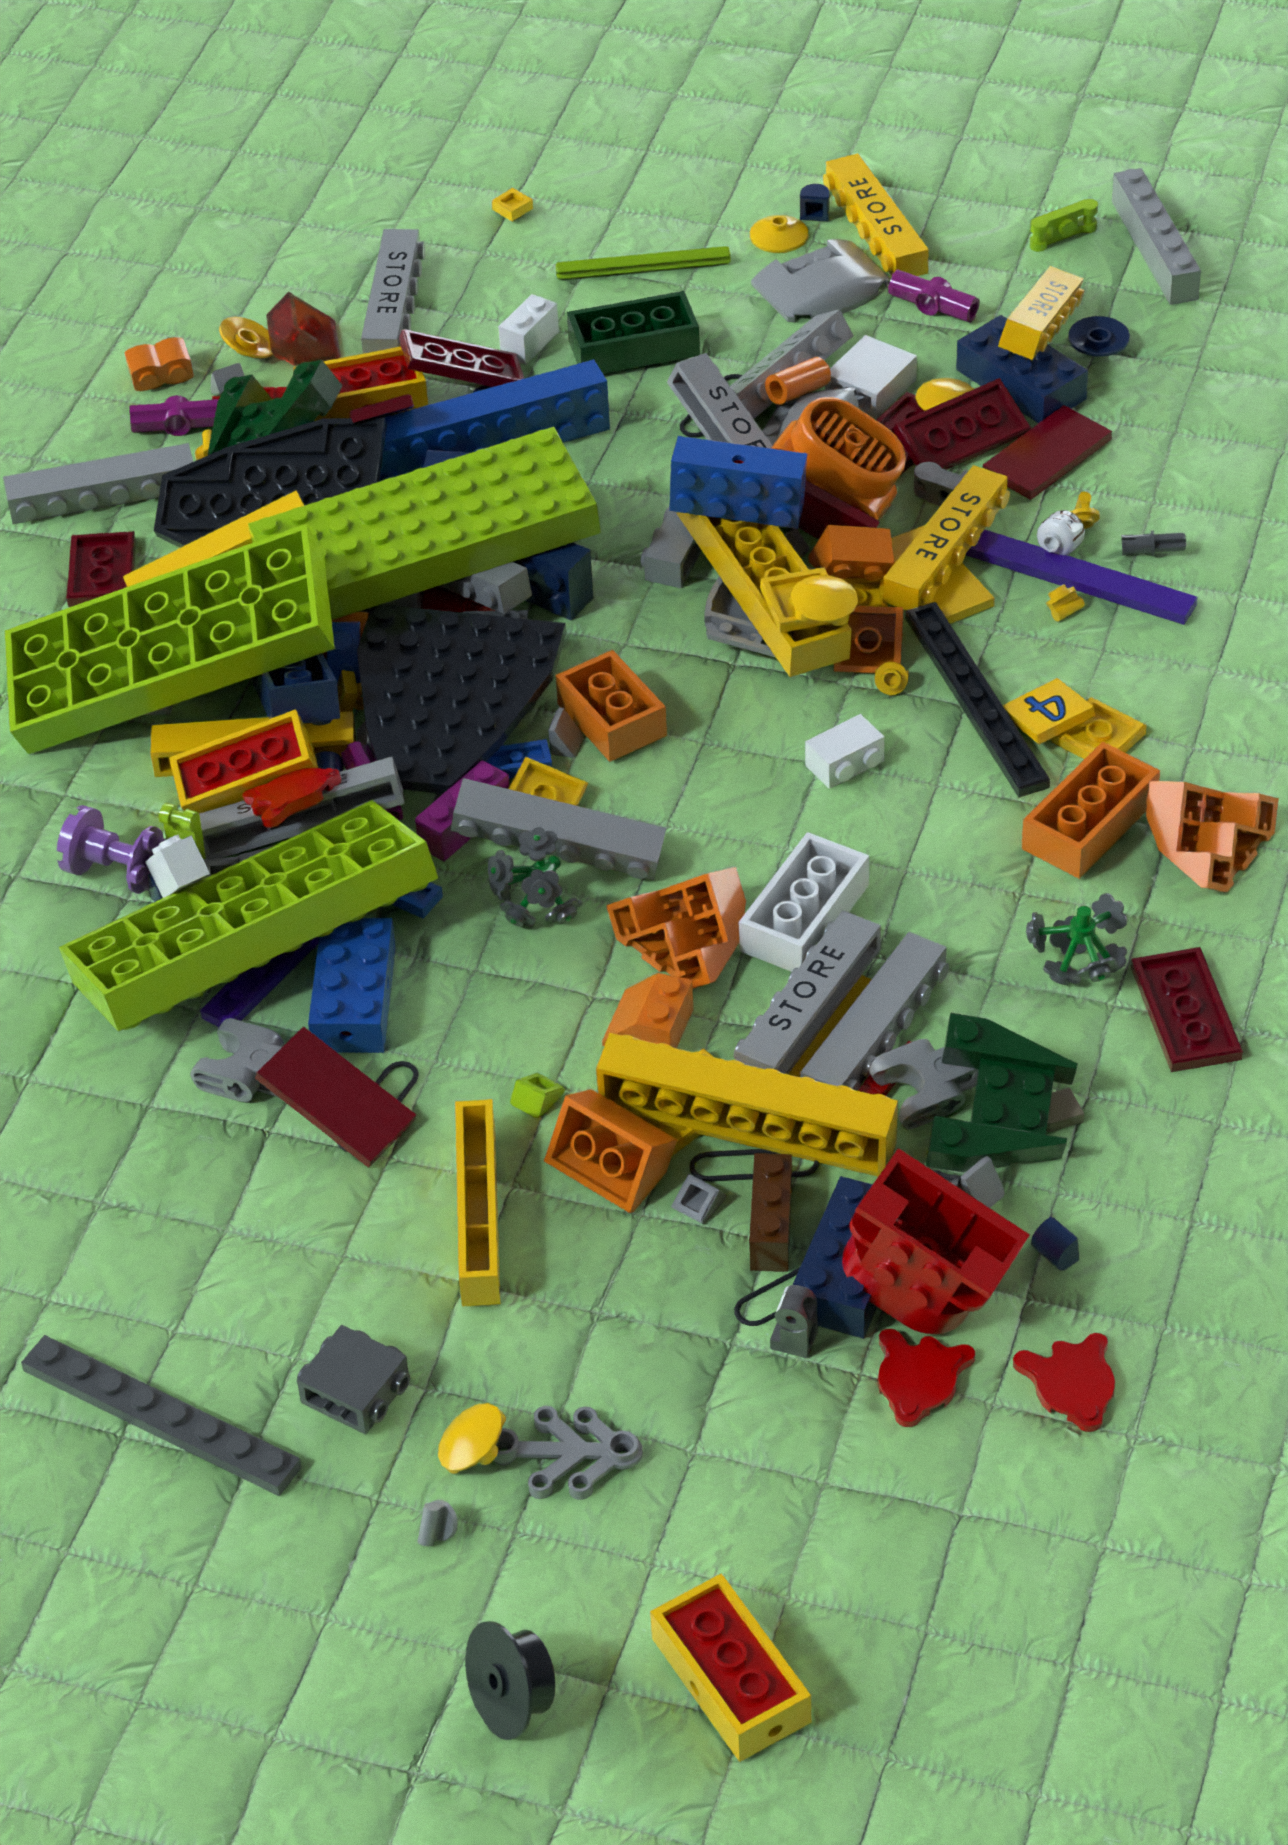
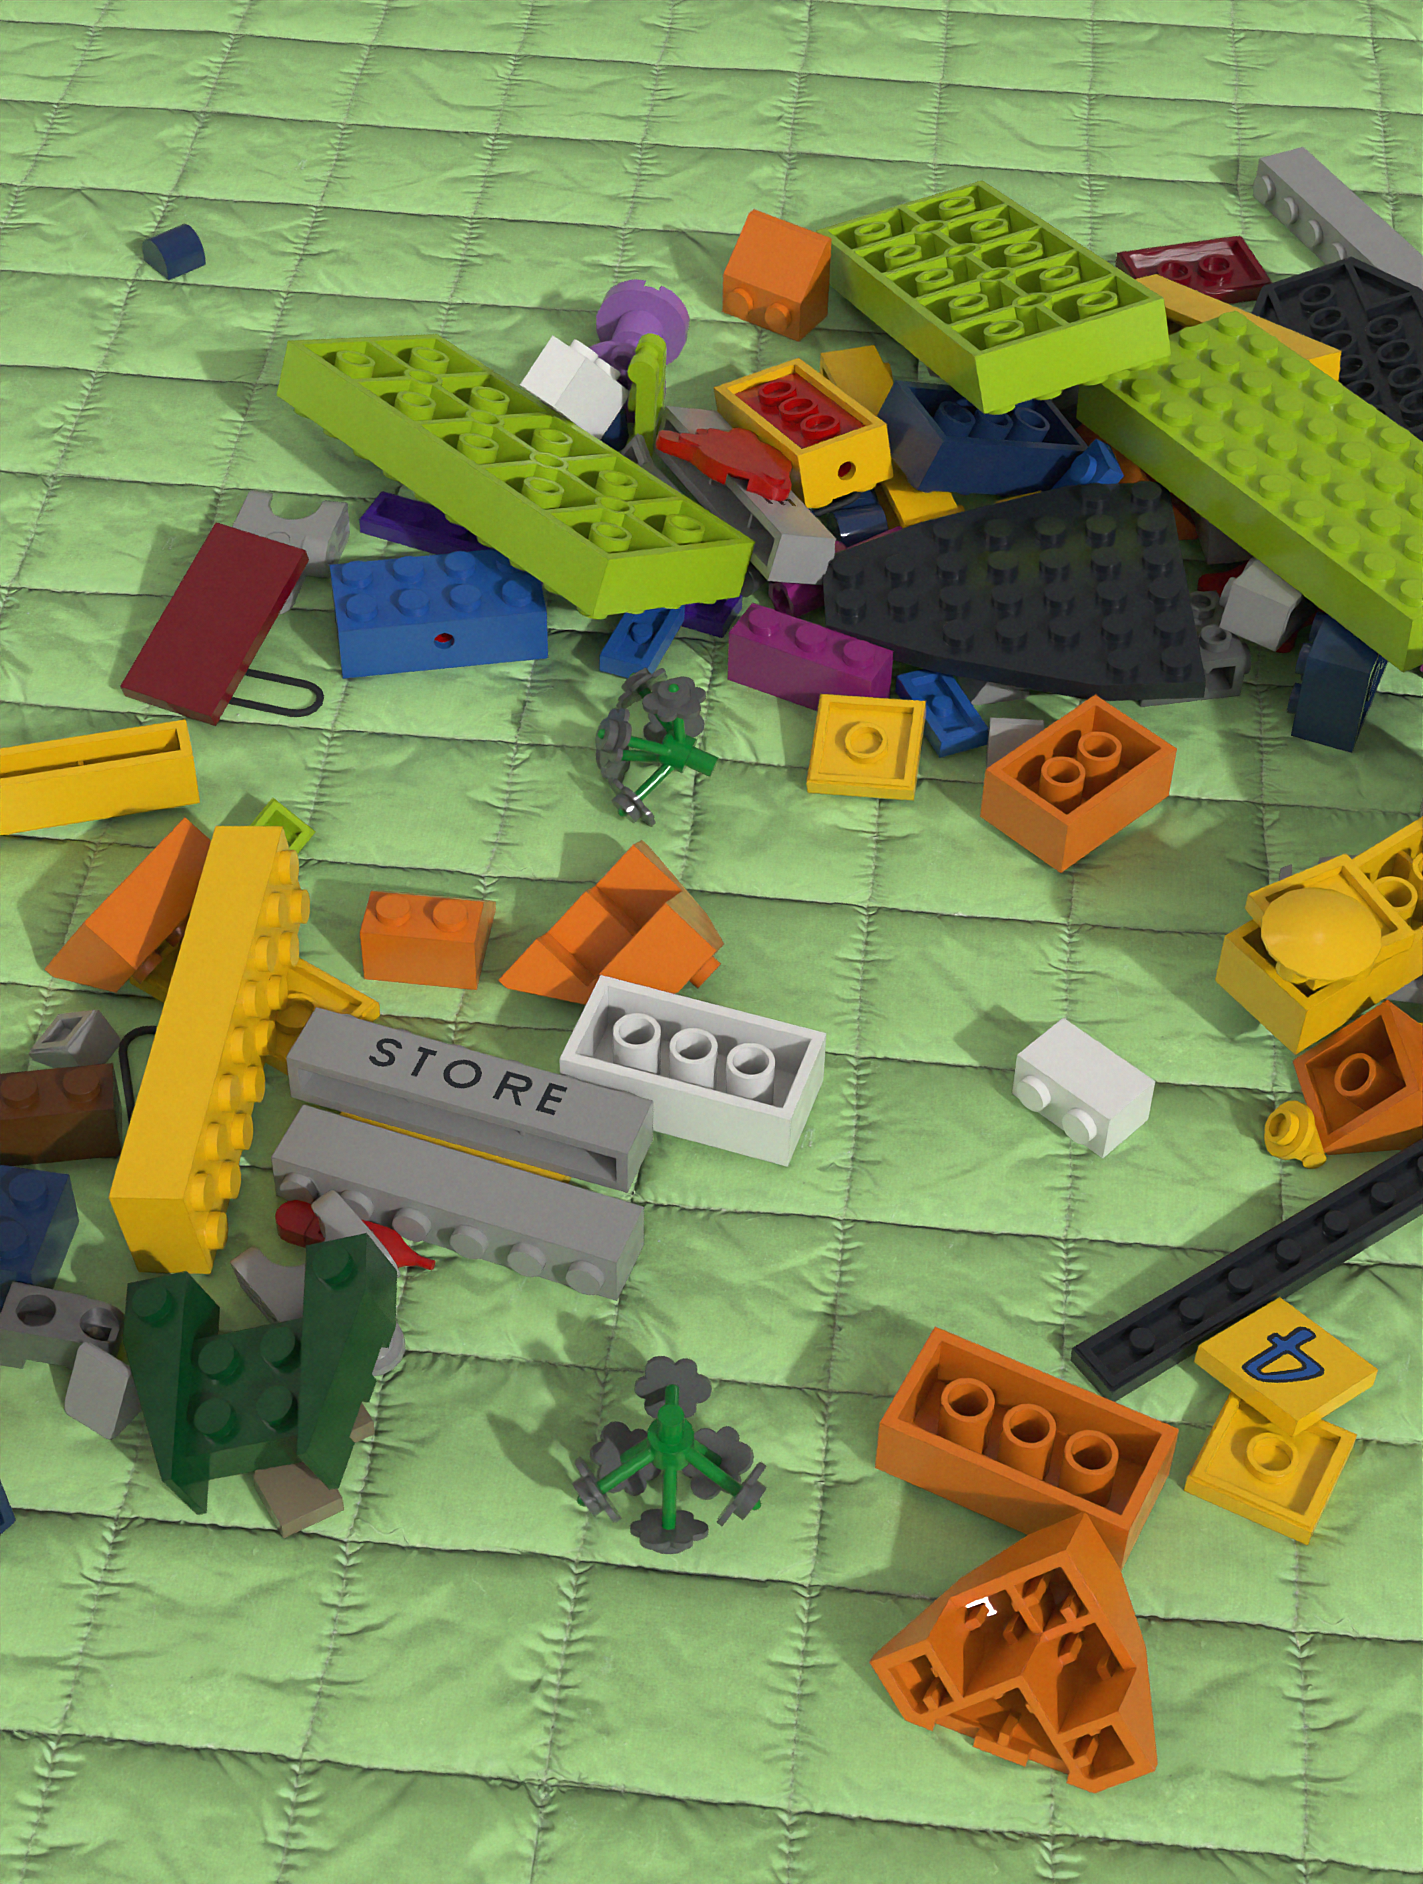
camera: 75 degrees right, 0 degrees up
(48, 764) = (778, 276): none -> orange slope
(582, 833) = (767, 756): light grey brick -> none
(1186, 1009) = (575, 1674): dark red tile -> none

